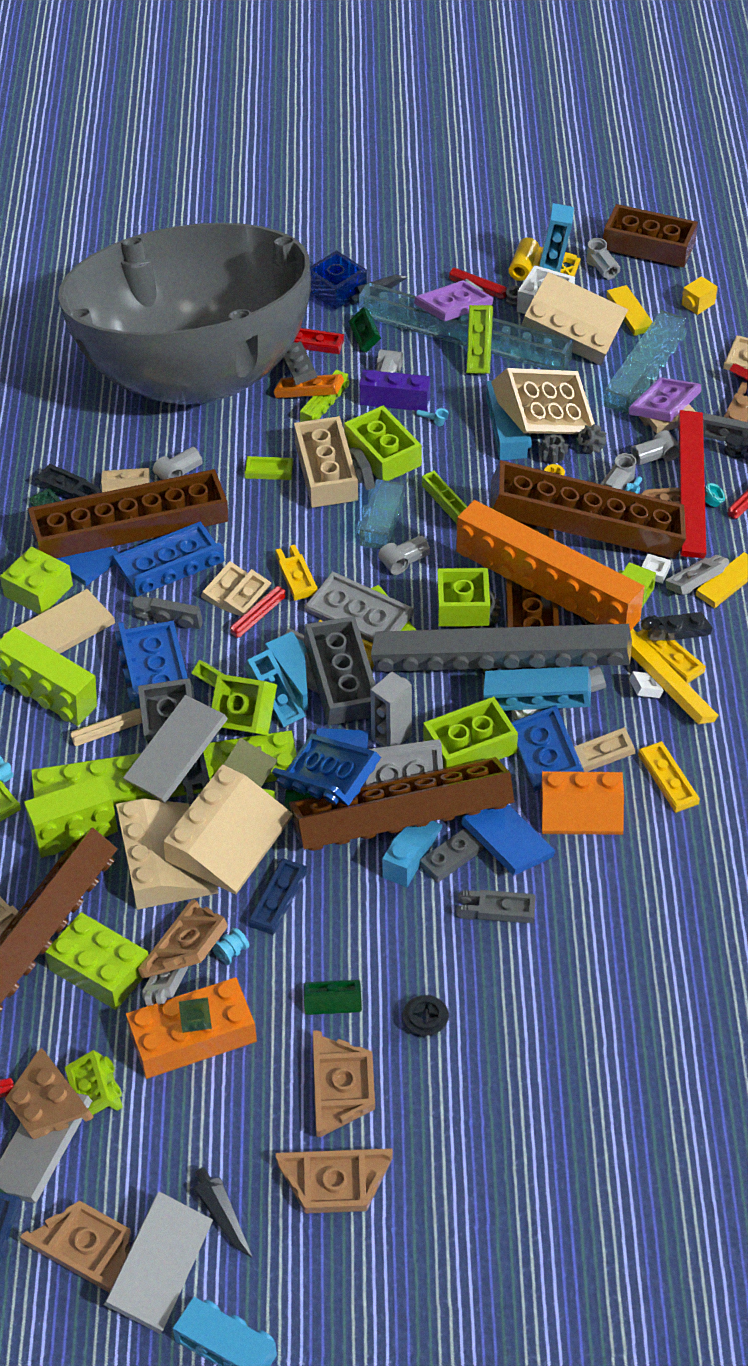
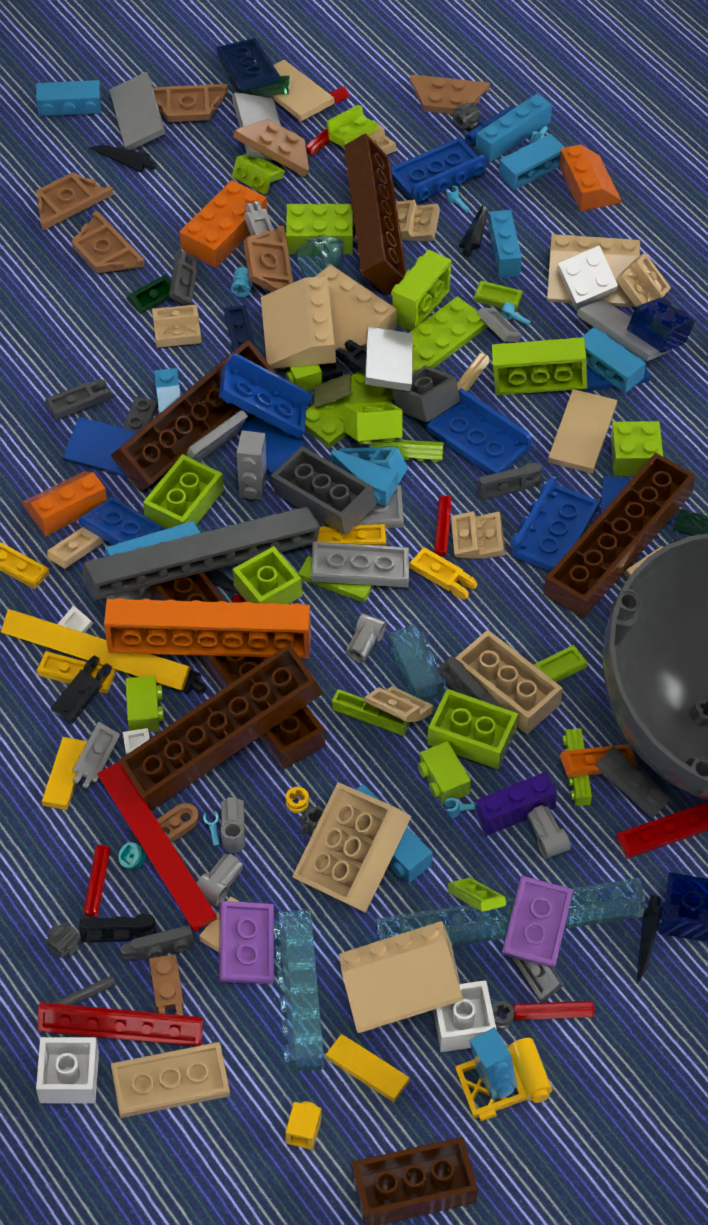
camera: 145 degrees right, 5 degrees up
(28, 759) = (499, 324): none -> light grey tile
(129, 916) = (320, 254): none -> clear light blue helmet
(195, 1015) = (215, 203): clear green plate -> none
(285, 987) = (183, 278): none -> dark grey hinge
(336, 939) = (176, 326): none -> tan slope
(364, 329) = (605, 864): dark green plate -> none
(426, 481) = (399, 704): none -> tan slope
(429, 432) = (444, 772): none -> lime brick
(437, 1012) = (82, 303): black gear -> none
(592, 438) = (286, 852): dark grey gear -> none
(601, 259) = (444, 1119): light grey piece -> none

